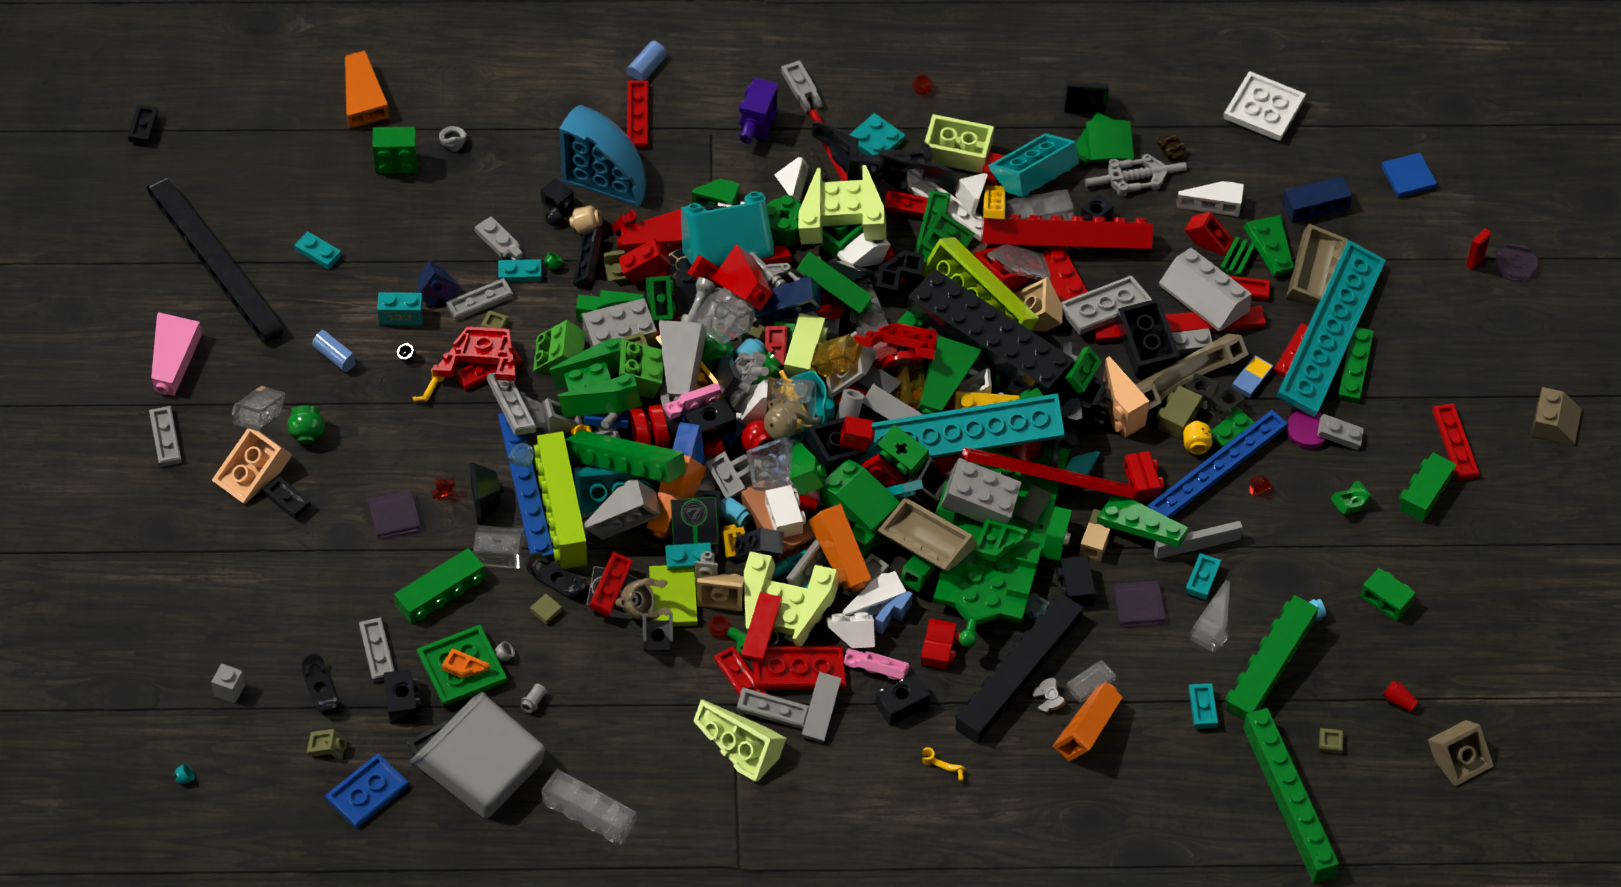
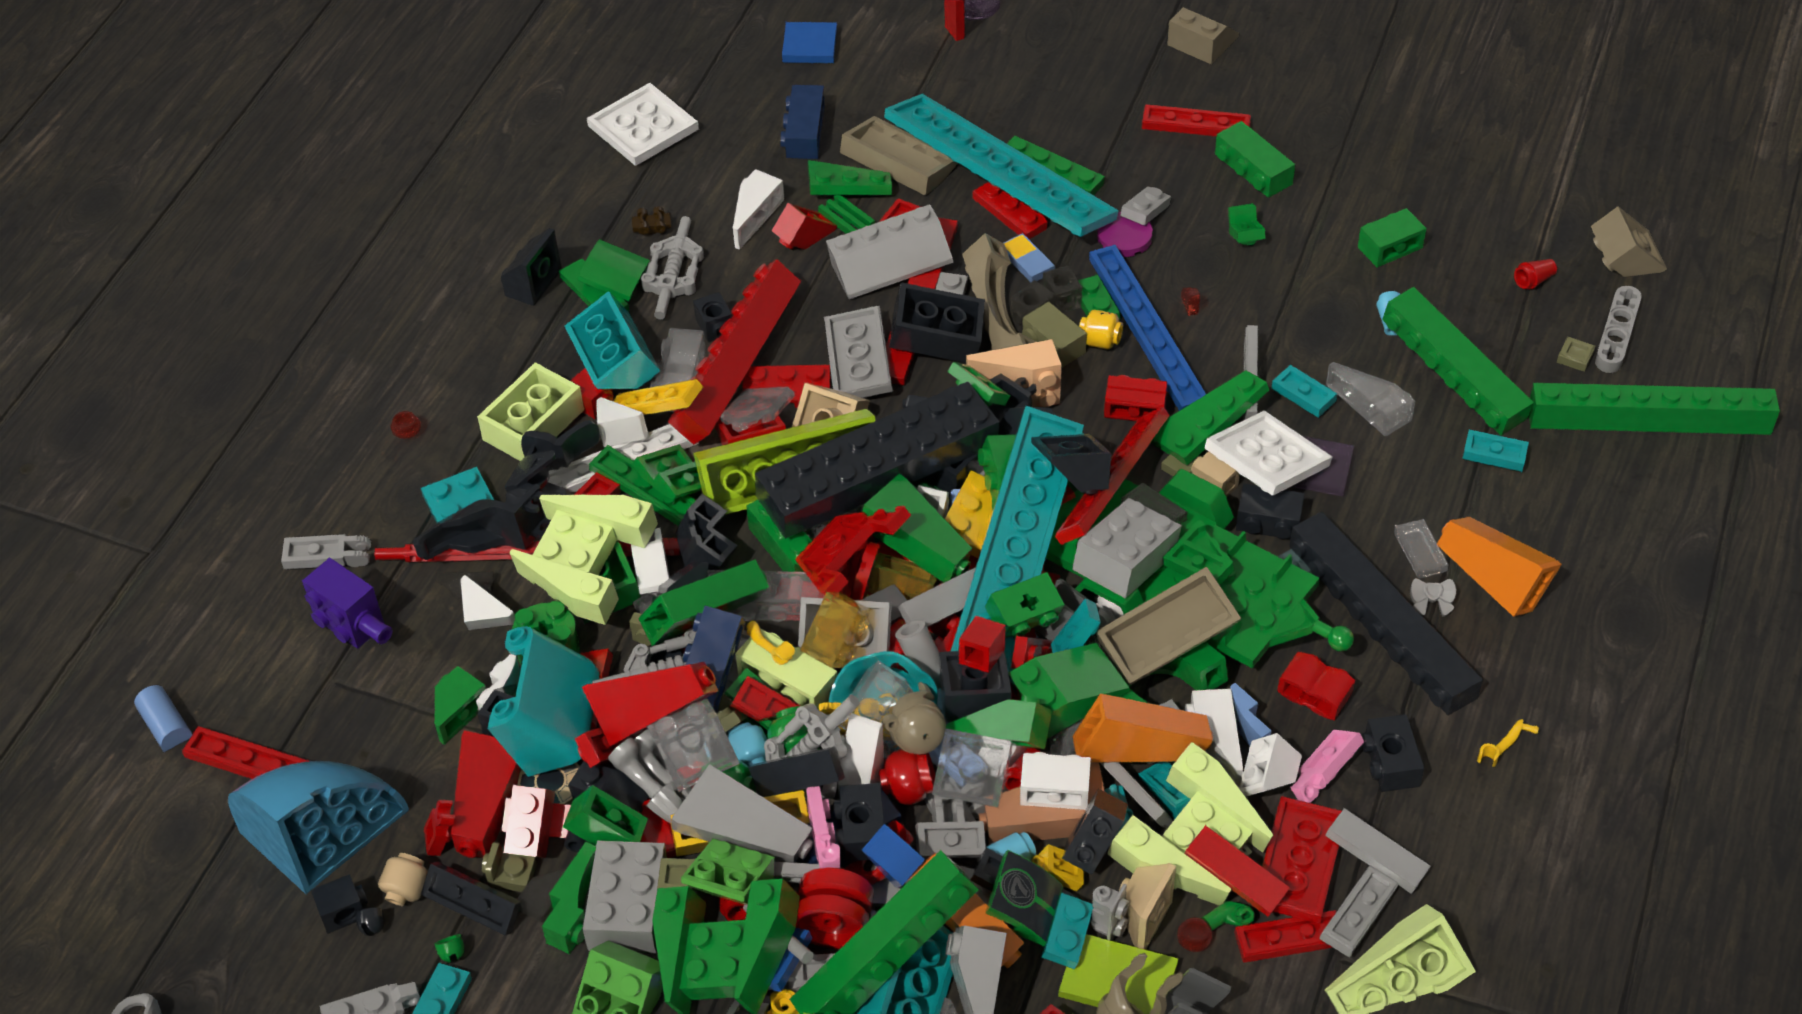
camera: 65 degrees left, 5 degrees down
(806, 333) = (780, 654): none -> yellow piece
(1025, 434) = (1078, 459): none -> black slope
(1120, 561) = (1268, 452): none -> white plate
(1370, 759) = (1619, 329): none -> light grey beam

